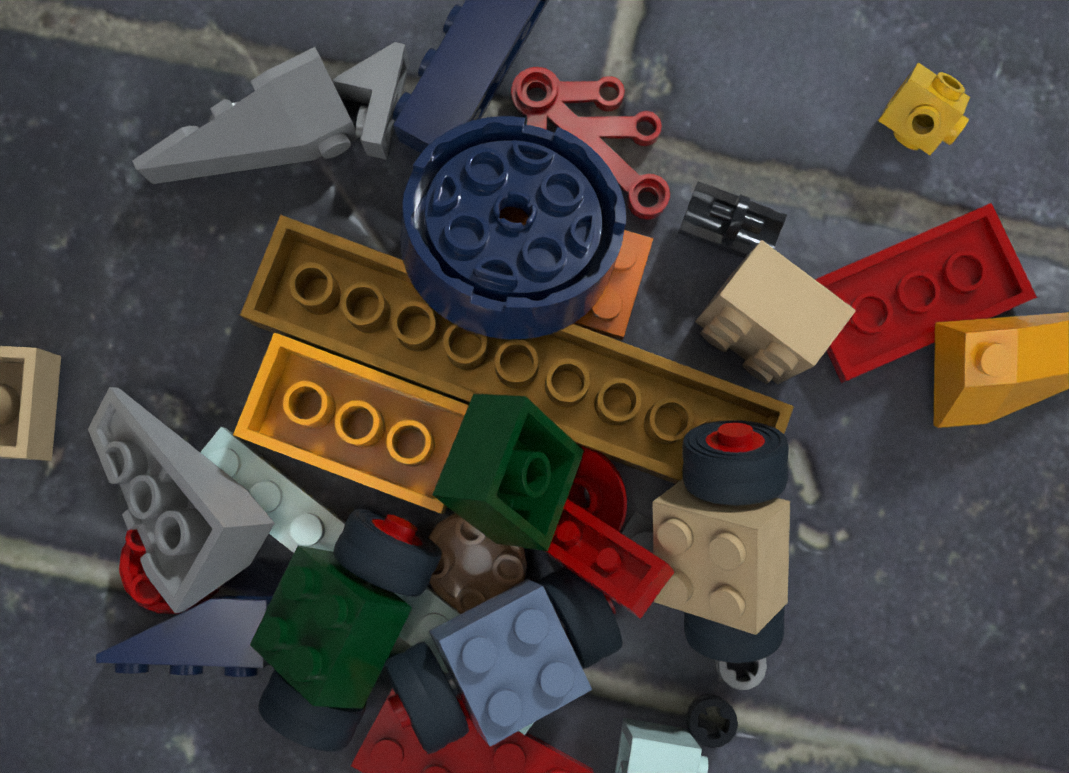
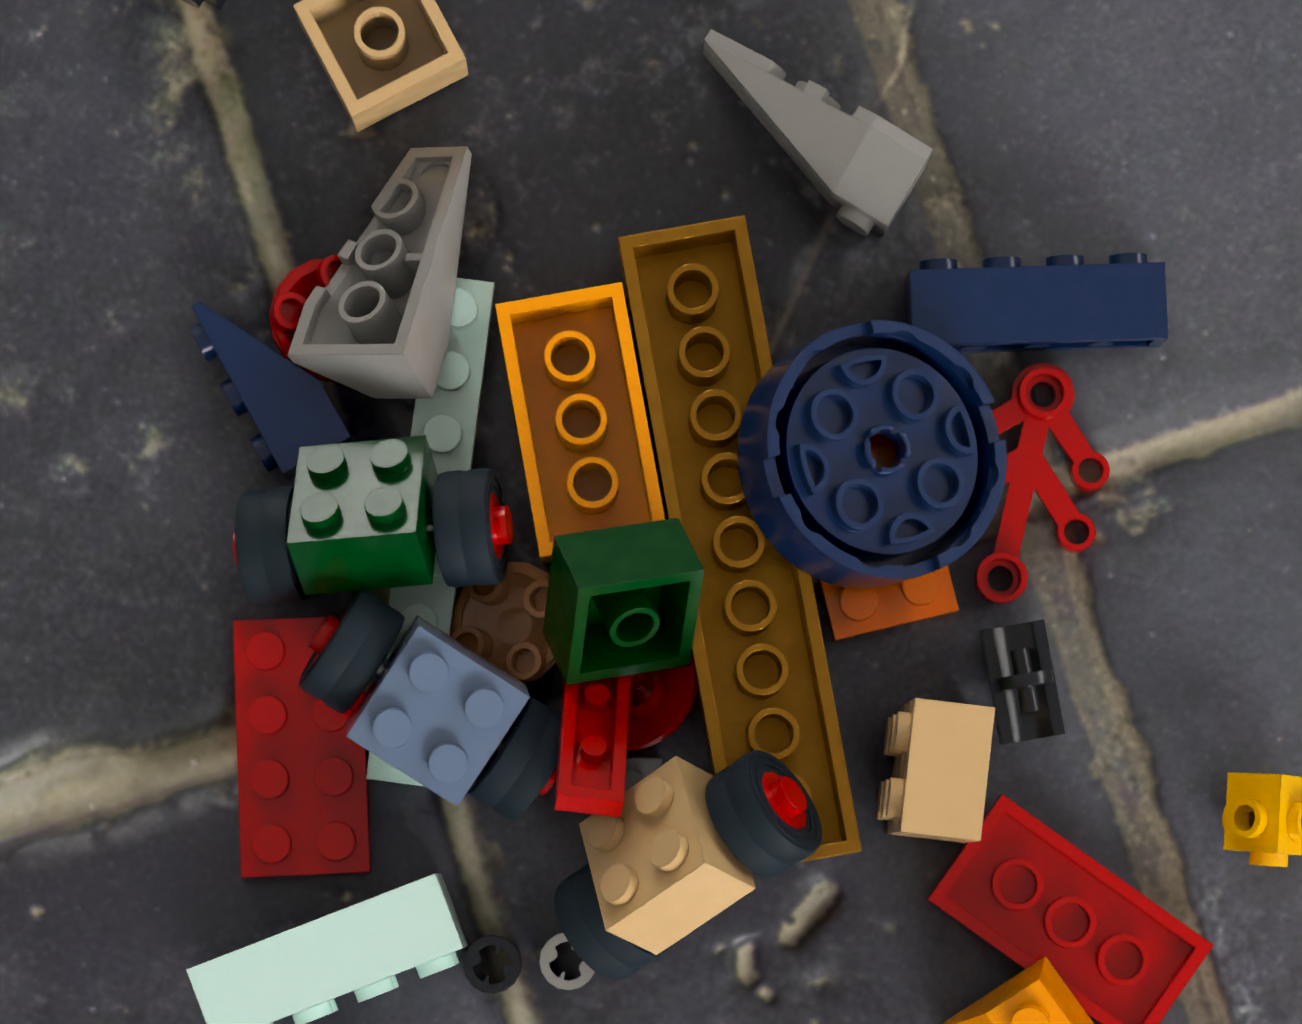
camera: 60 degrees right, 0 degrees up
(379, 84) = (949, 229): light grey slope -> none

